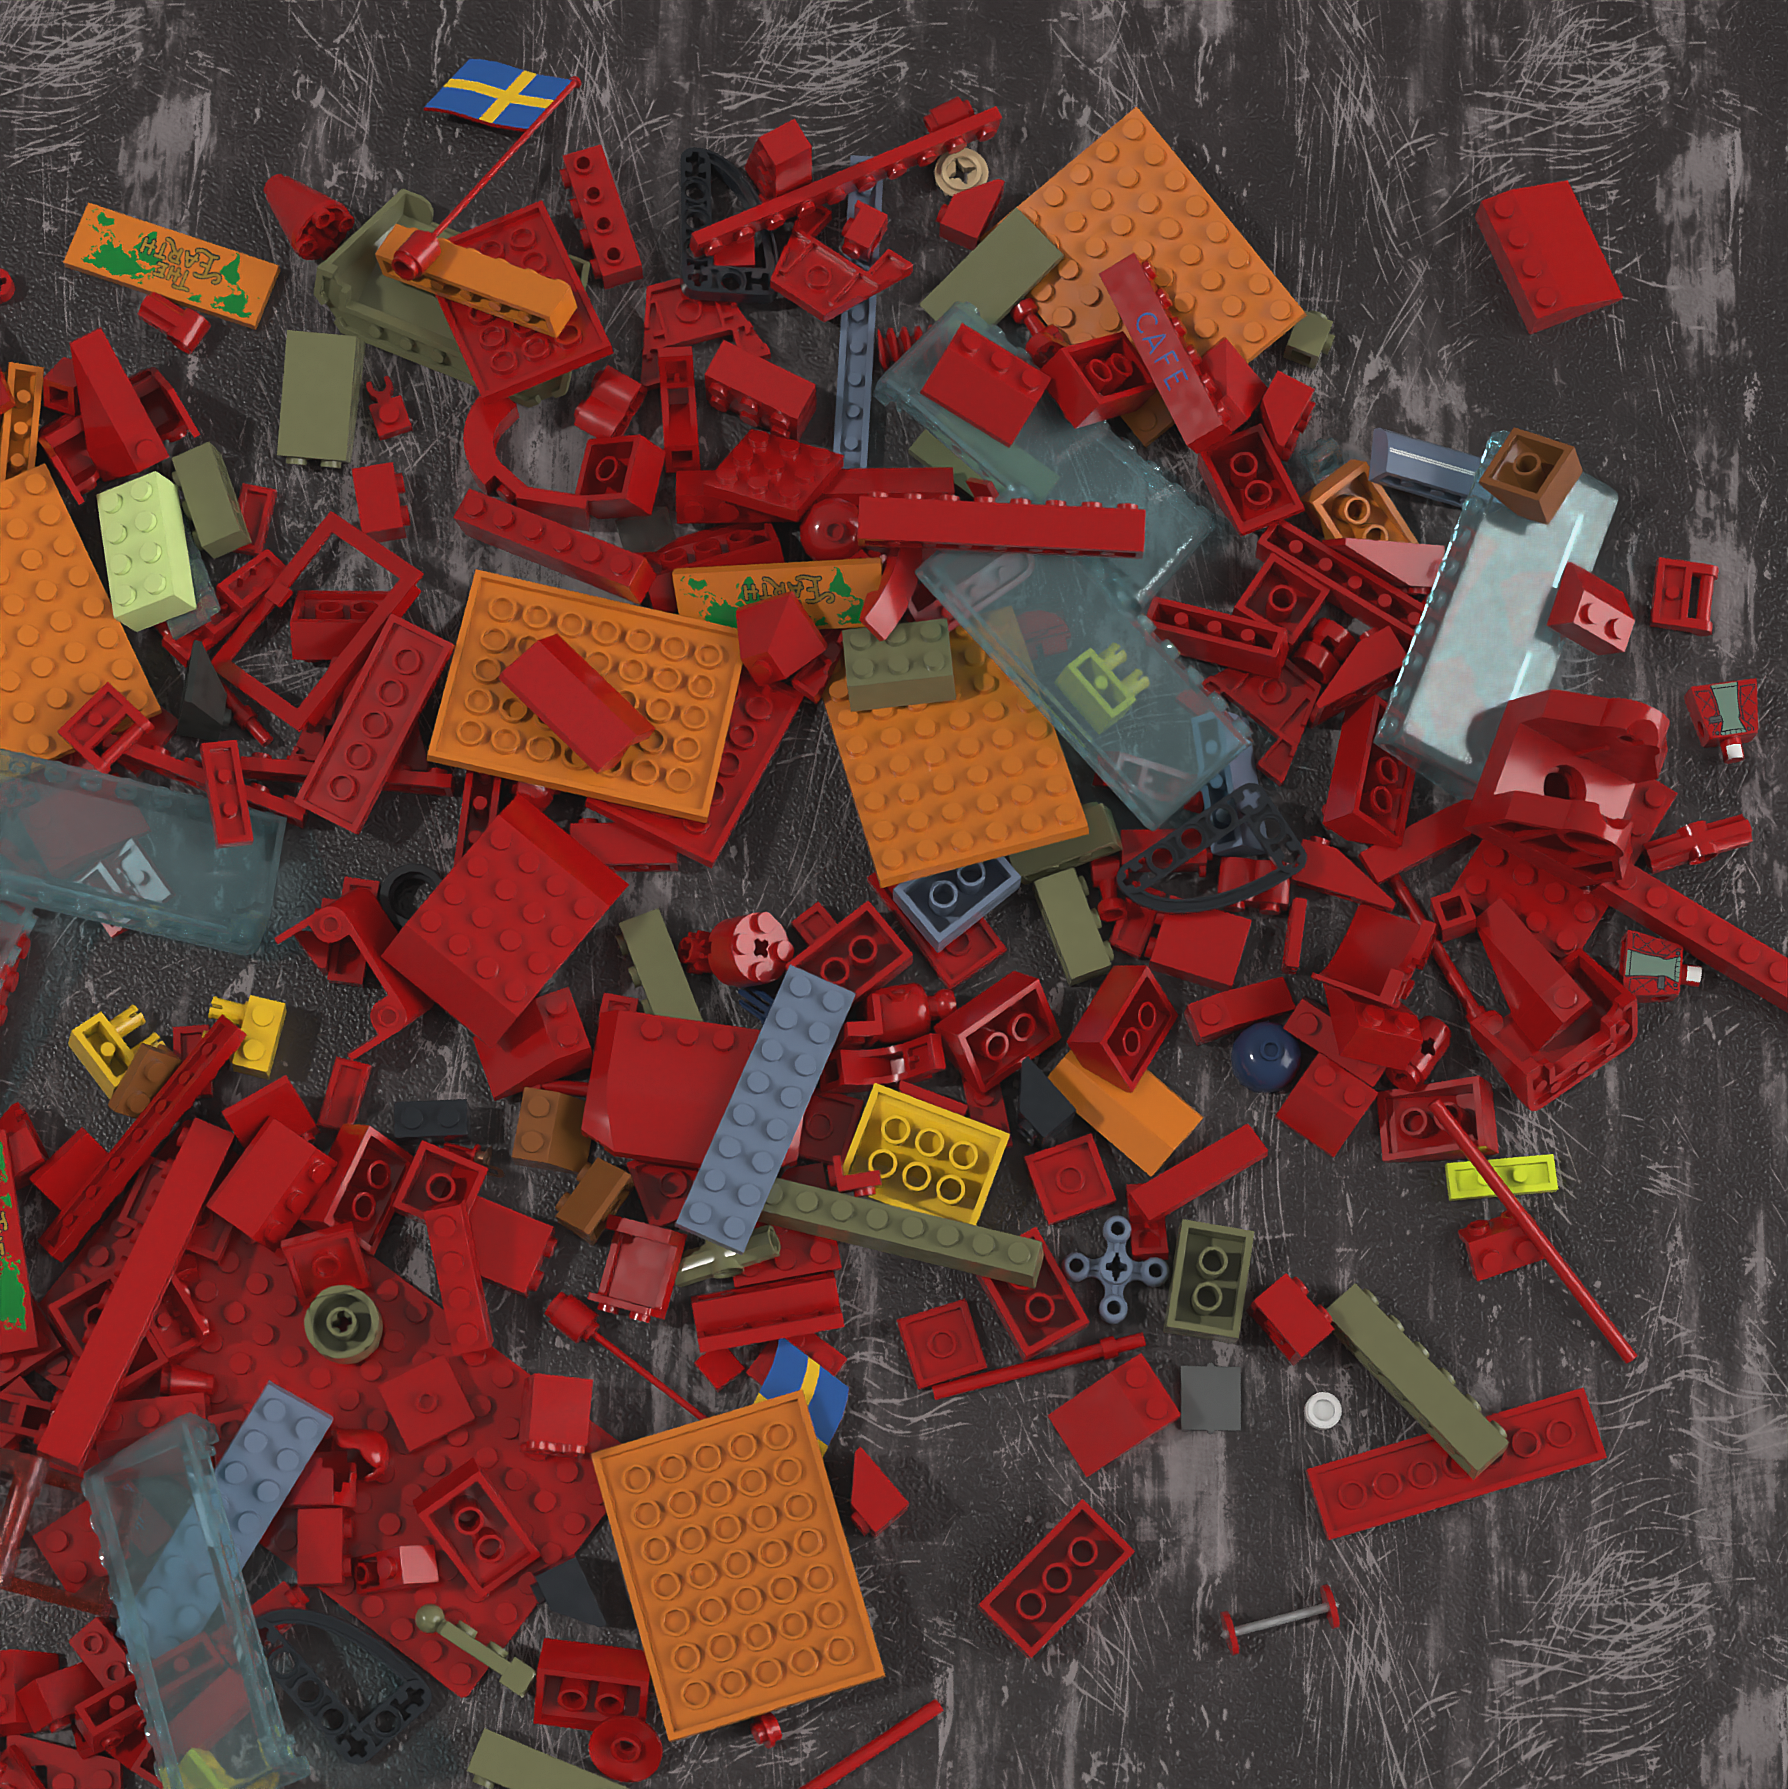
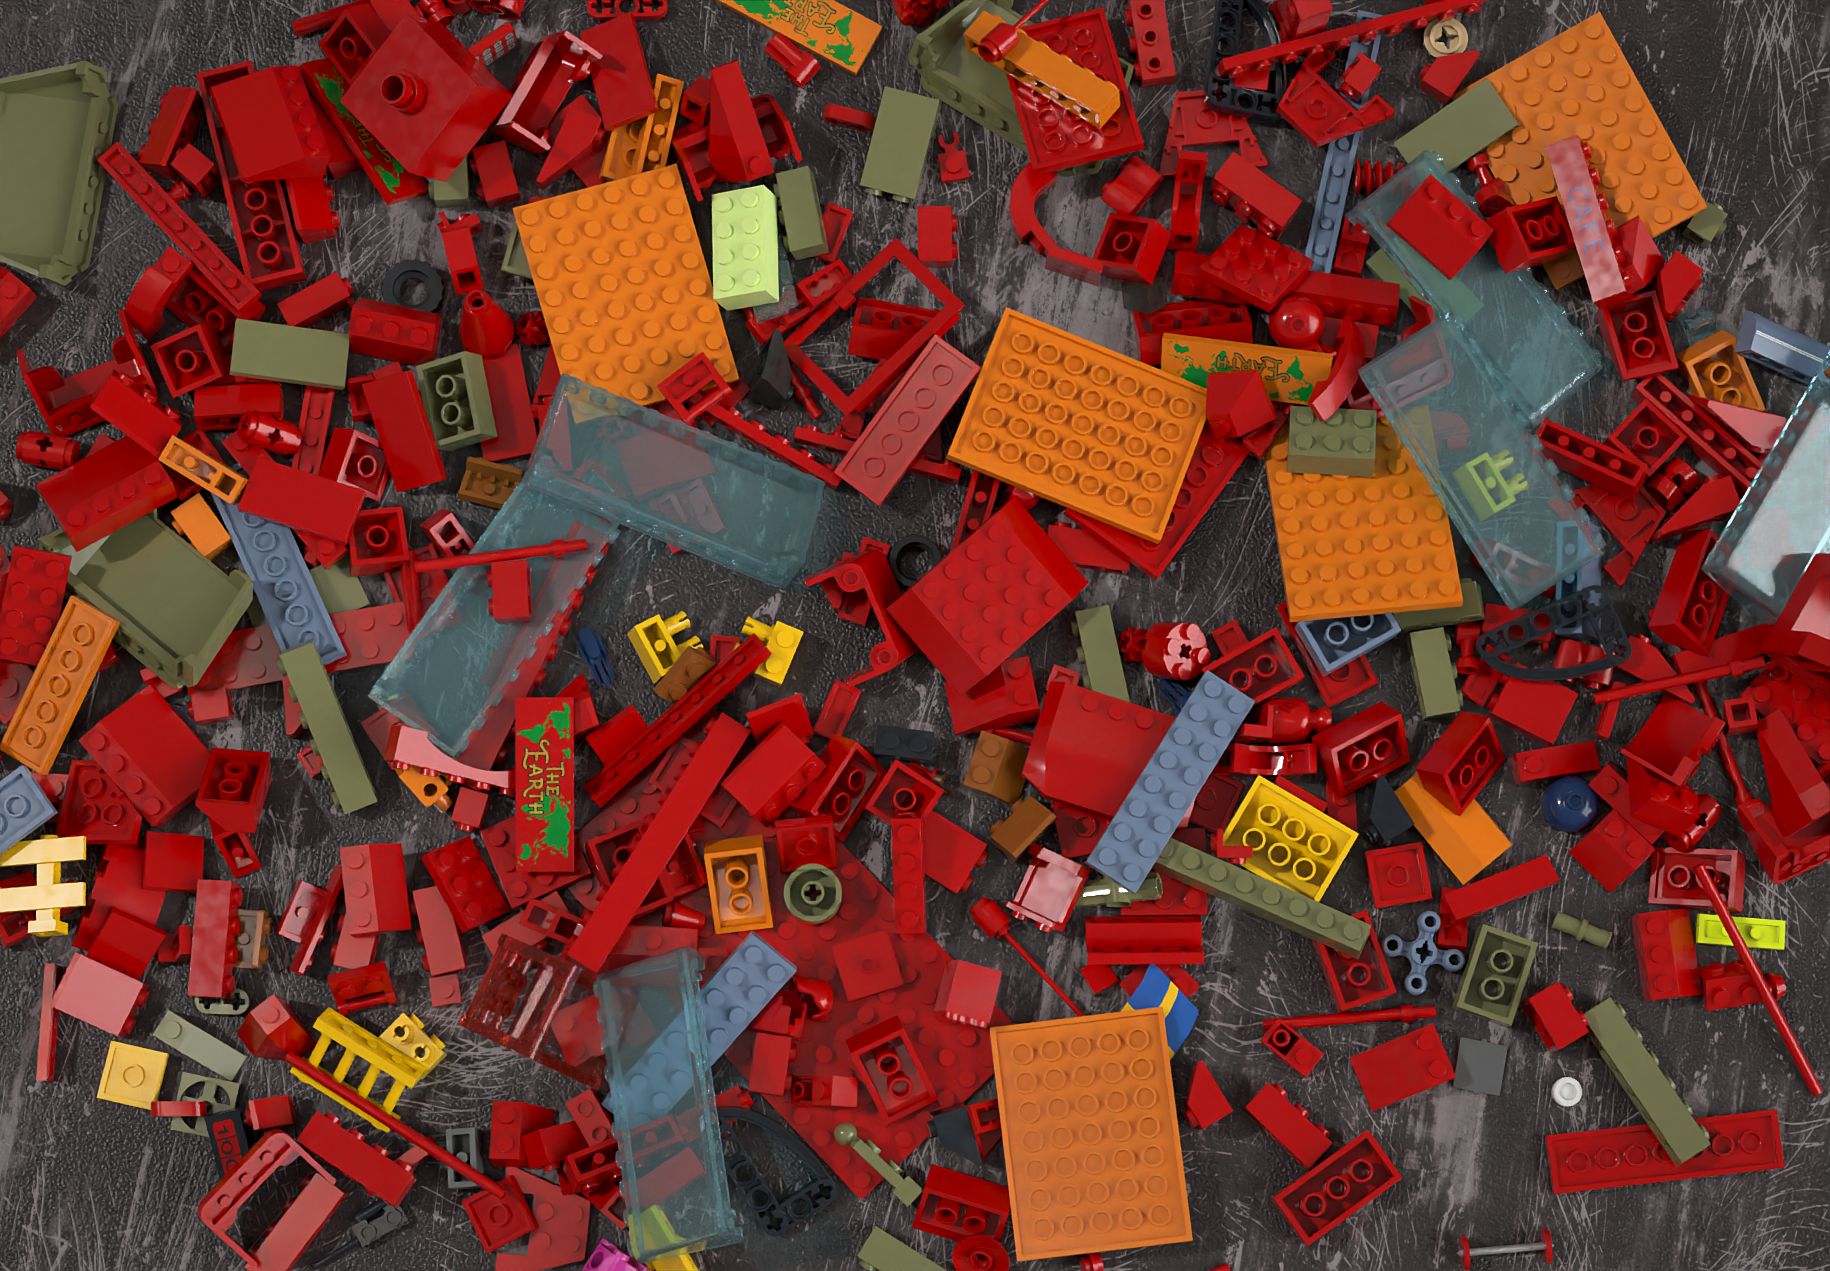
camera: 10 degrees right, 5 degrees up
(30, 1076) = (593, 654): none -> dark blue piece
(226, 794) = (782, 457): red plate -> none
(249, 1328) = (738, 884): none -> orange slope
(252, 379) = (849, 118): none -> red beam
(555, 546) = (1071, 298): red brick -> none
(576, 702) = (1071, 431): red slope -> none
(605, 1579) = (986, 1125): none -> red slope
(888, 436) = (1351, 249): none -> red slope
(941, 1344) = (1275, 987): red tile -> none
(971, 1414) = (1291, 1048): none -> red slope
(984, 1510) = (1288, 1124): none -> red brick
(1001, 527) = (1435, 348): red brick -> none
(1307, 1208) = (1581, 930): none -> olive pin
(1415, 1220) = (1666, 954): none -> red slope
(1435, 856) = (1733, 668): none -> red bar
(1556, 1234) = (1776, 984): none -> red plate

